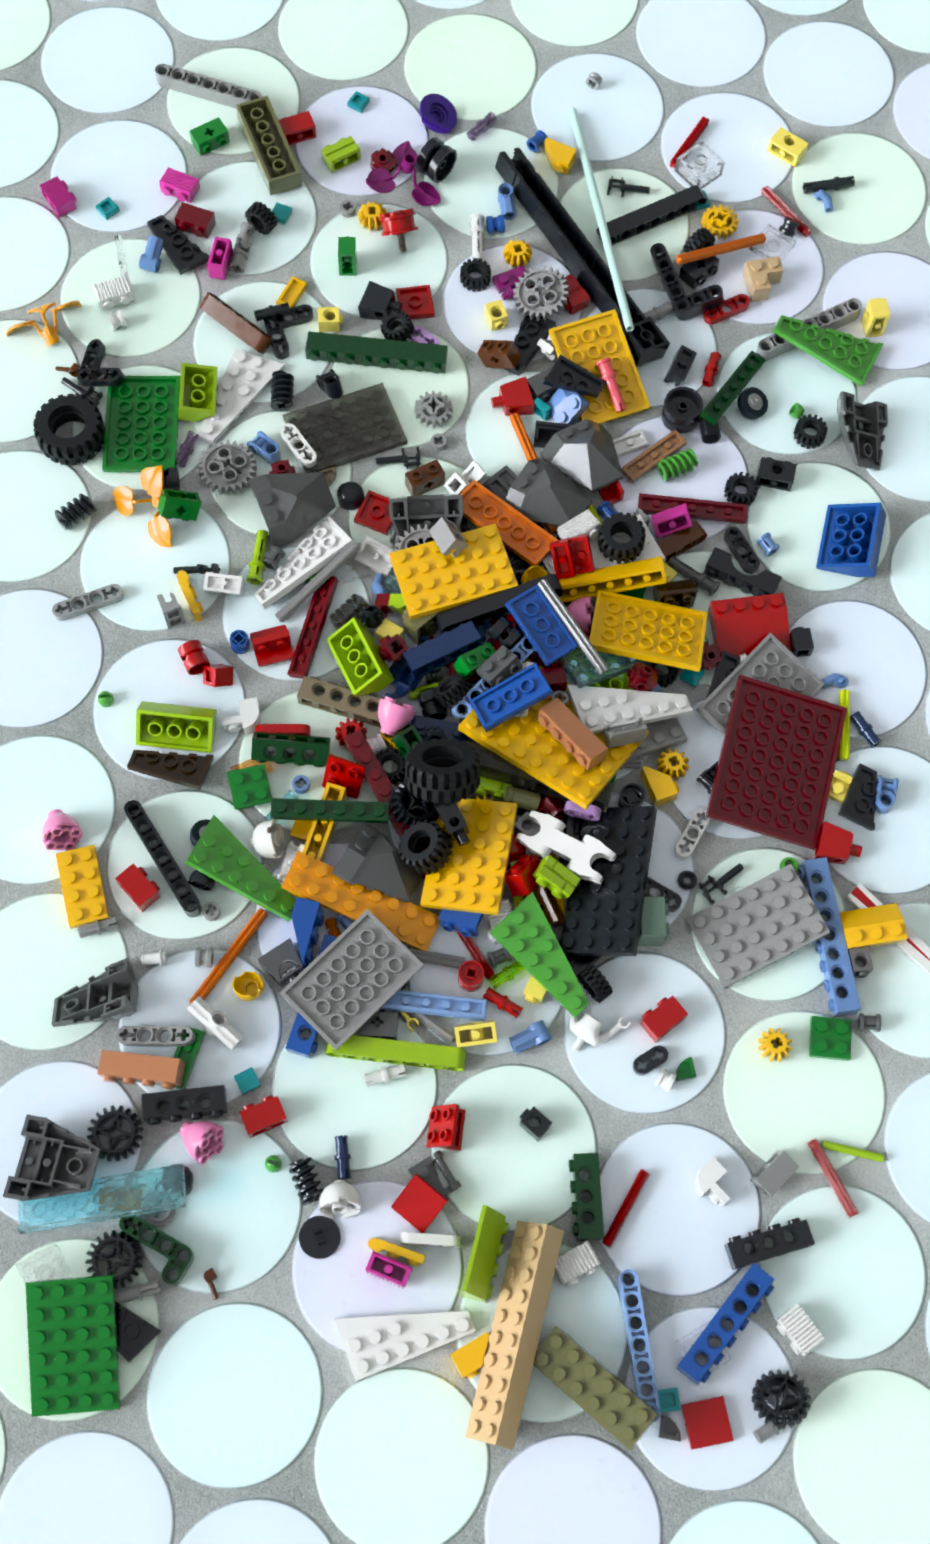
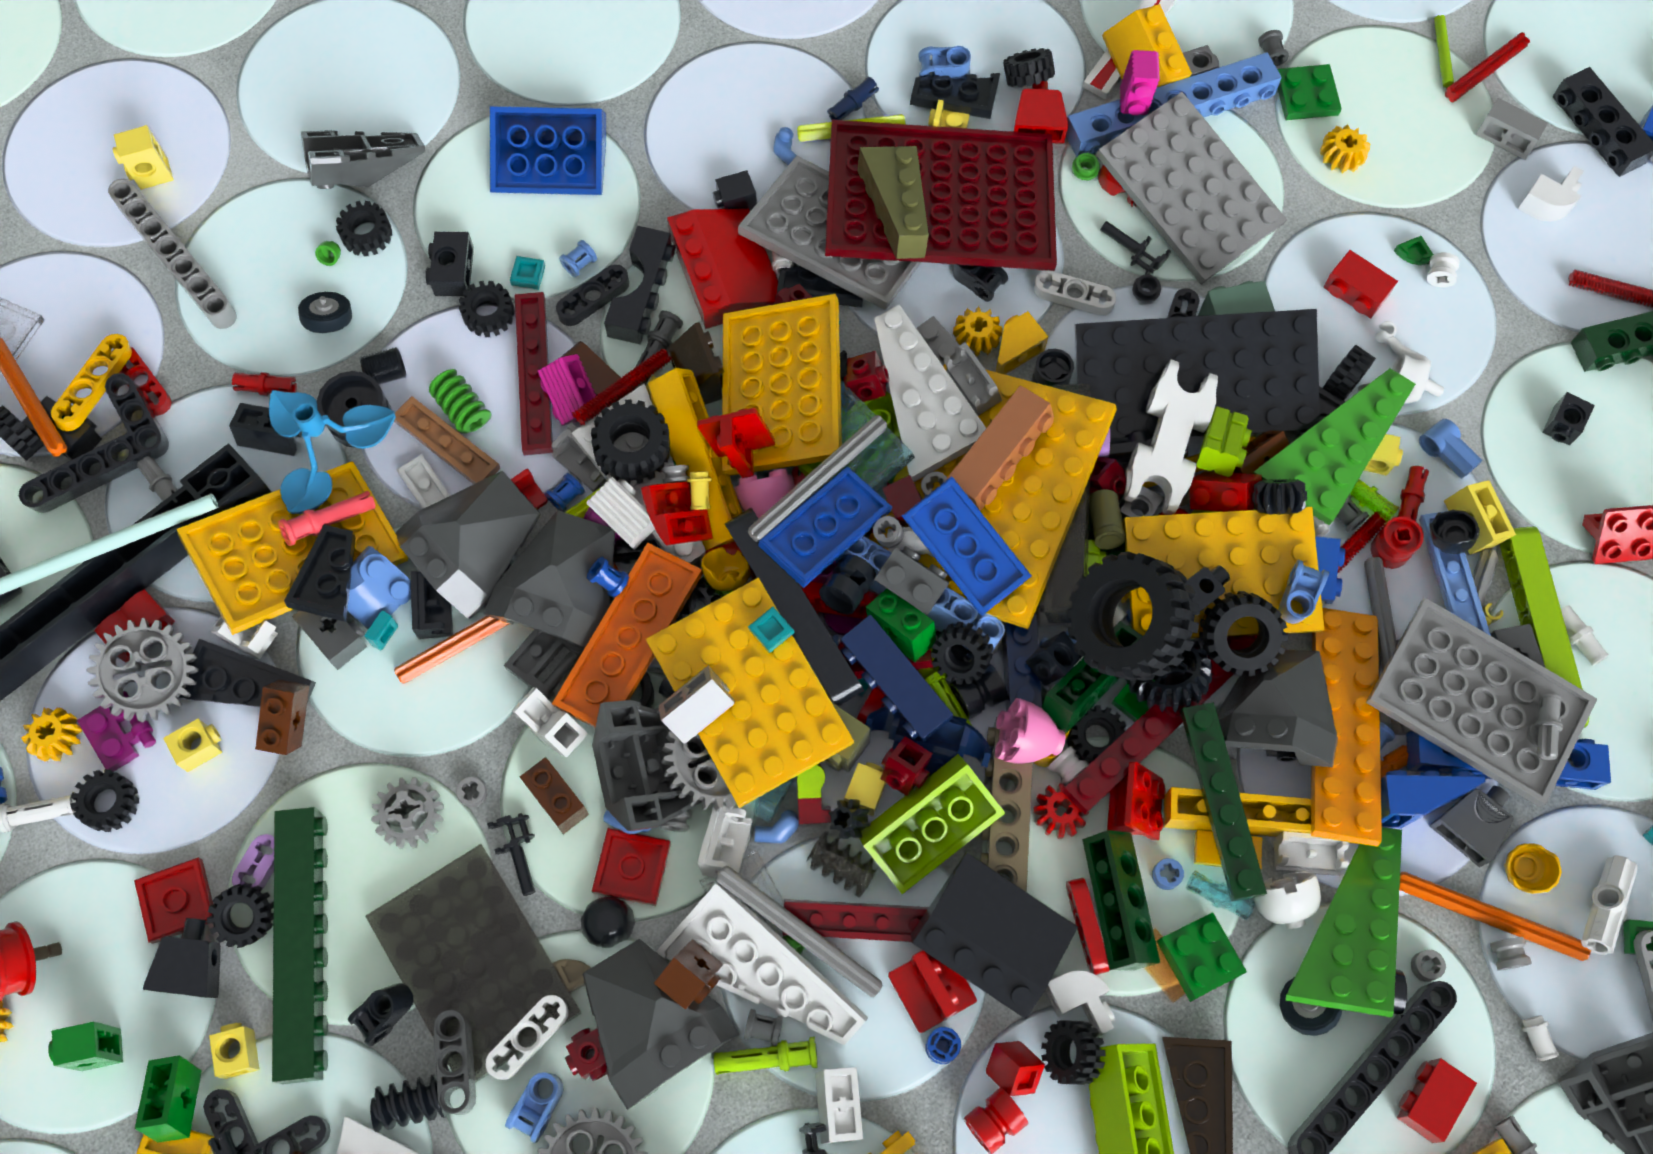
camera: 100 degrees left, 0 degrees up
(216, 701) = (1087, 1052): none -> black tyre
(288, 673) = (994, 935): none -> black slope
(302, 413) = (465, 1076): none -> dark grey beam
(308, 520) = (690, 975): none -> reddish brown brick
(312, 287) = (168, 1099): none -> green brick
(324, 1007) = (1548, 726): none -> light grey axle
(445, 889) = (1302, 586): none -> medium blue piece
(466, 1004) = (1454, 531): none -> black hair
(483, 583) = (771, 629): none -> teal tile
(508, 894) = (1279, 496): none -> black gear
(514, 398) = (365, 678): red torso -> none
(531, 655) = (897, 536): none -> light grey bush
(541, 515) = (607, 577): none -> blue bush
(585, 571) = (699, 490): none -> light yellow pin
(598, 561) = (675, 473): none -> light grey bush
(607, 590) = (737, 437): none -> red bracket
(647, 1056) = (1420, 295): black beam -> none
(662, 408) = (299, 413): none -> dark azure plant
(666, 548) = (622, 386): none -> red axle
(725, 278) = (85, 379): none -> yellow beam
(732, 388) = (304, 339): dark green plate -> none
(760, 275) = (69, 336): tan brick -> none
(764, 517) = (527, 272): none -> teal tile
(770, 723) = (897, 192): none -> olive wedge
(834, 348) = (206, 211): bright green wing -> none
(836, 899) = (1139, 82): none -> dark pink brick
(871, 843) = (1029, 67): none -> black tyre

